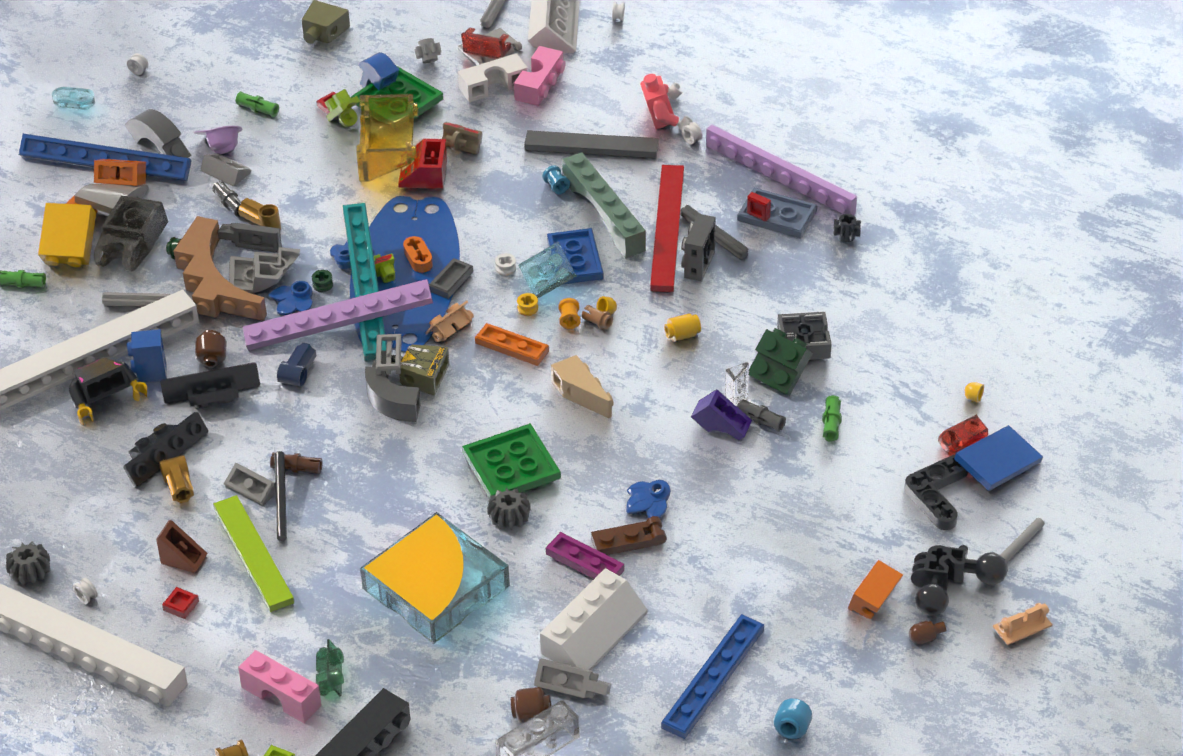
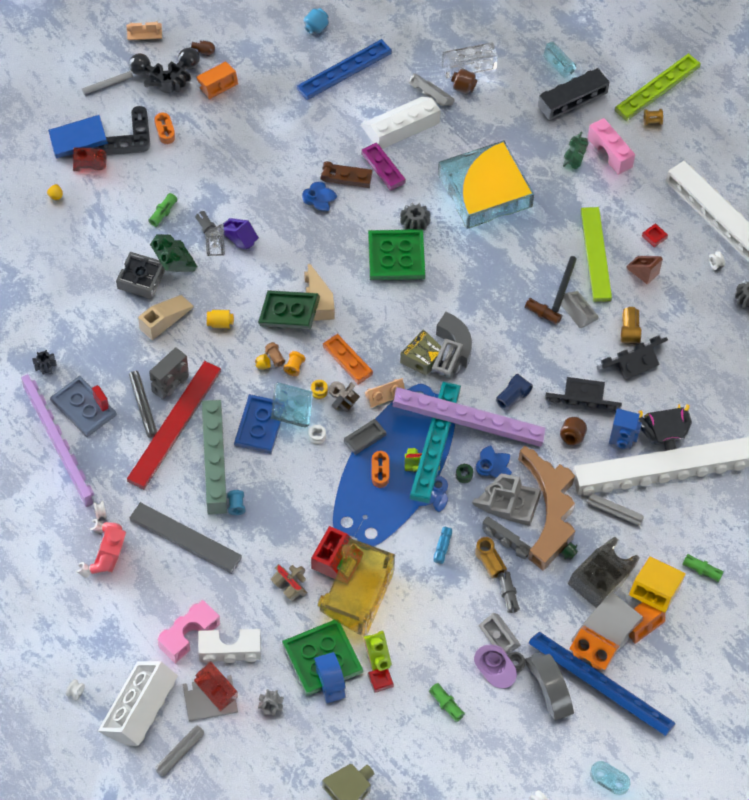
camera: 160 degrees left, 15 degrees up
(199, 149) = (516, 656): none -> dark grey plate
(317, 215) = (442, 545): none -> dark azure axle
(494, 290) = (345, 397): none -> hips
(605, 353) = (289, 309): none -> dark green tile
(747, 306) = (163, 315): none -> tan slope
(902, 510) = (163, 128): none -> orange beam

